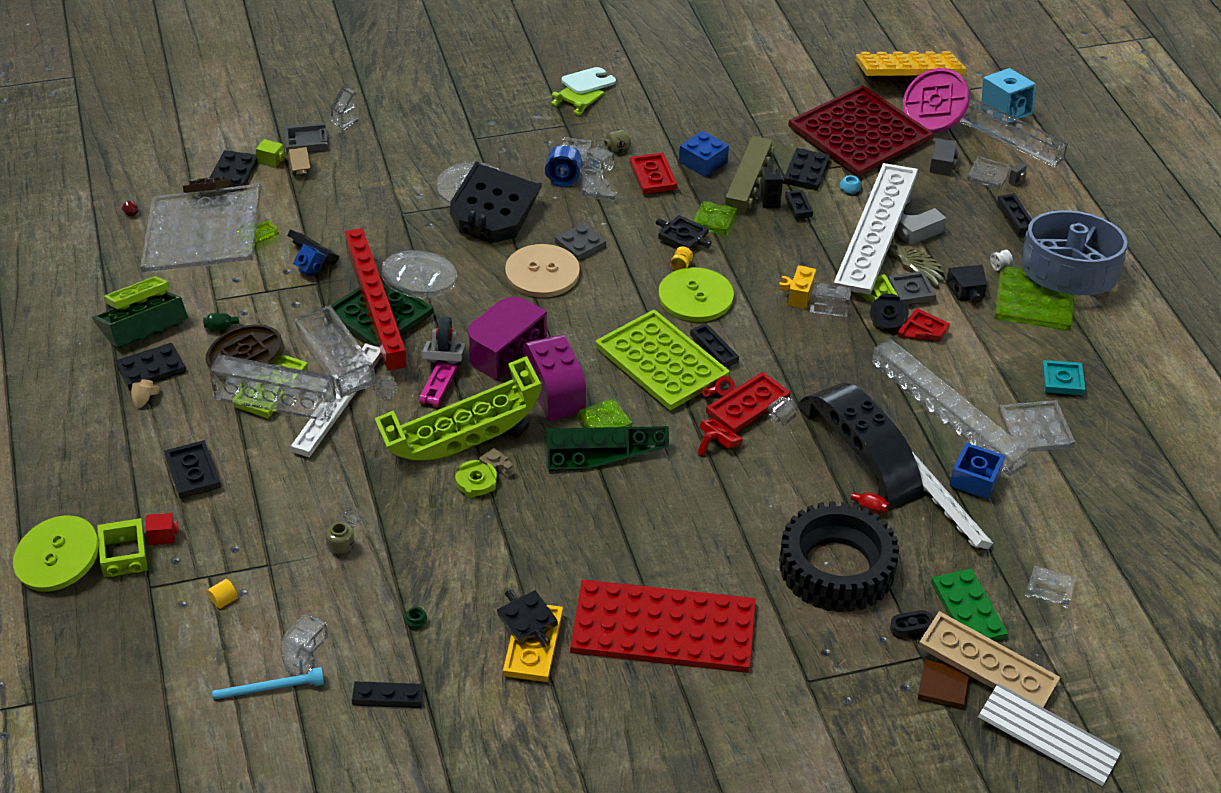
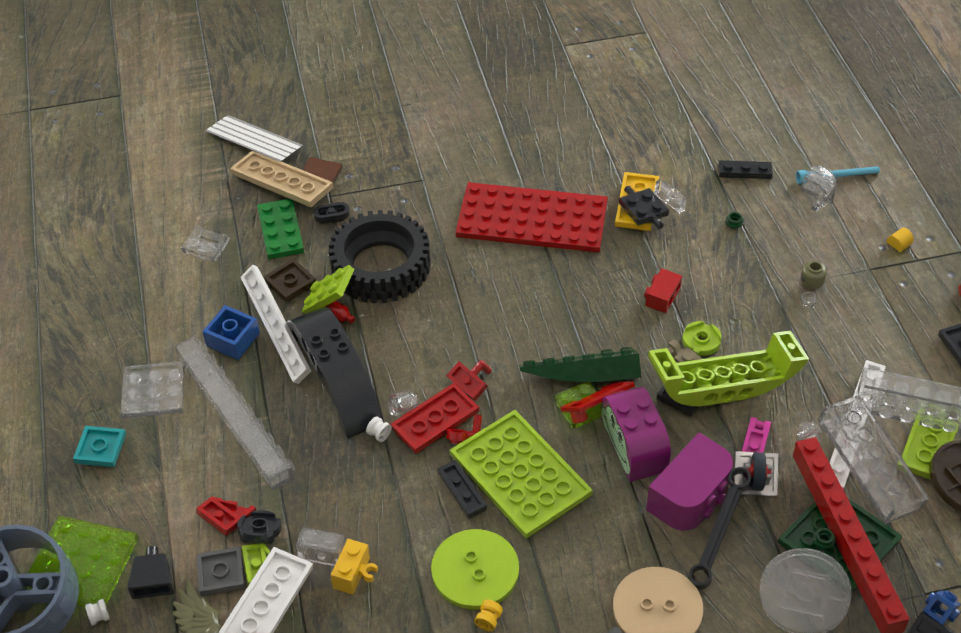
camera: 175 degrees left, 5 degrees up
(492, 636) = (670, 195): none -> clear plate
(503, 286) = (720, 527): none -> black piece
(512, 525) = (663, 290): none -> red brick
(589, 402) = (578, 408): none -> red brick
(800, 389) = (378, 429): none -> white wheel
(887, 503) = (328, 289): none -> lime plate
(935, 538) = (290, 280): none -> dark brown plate

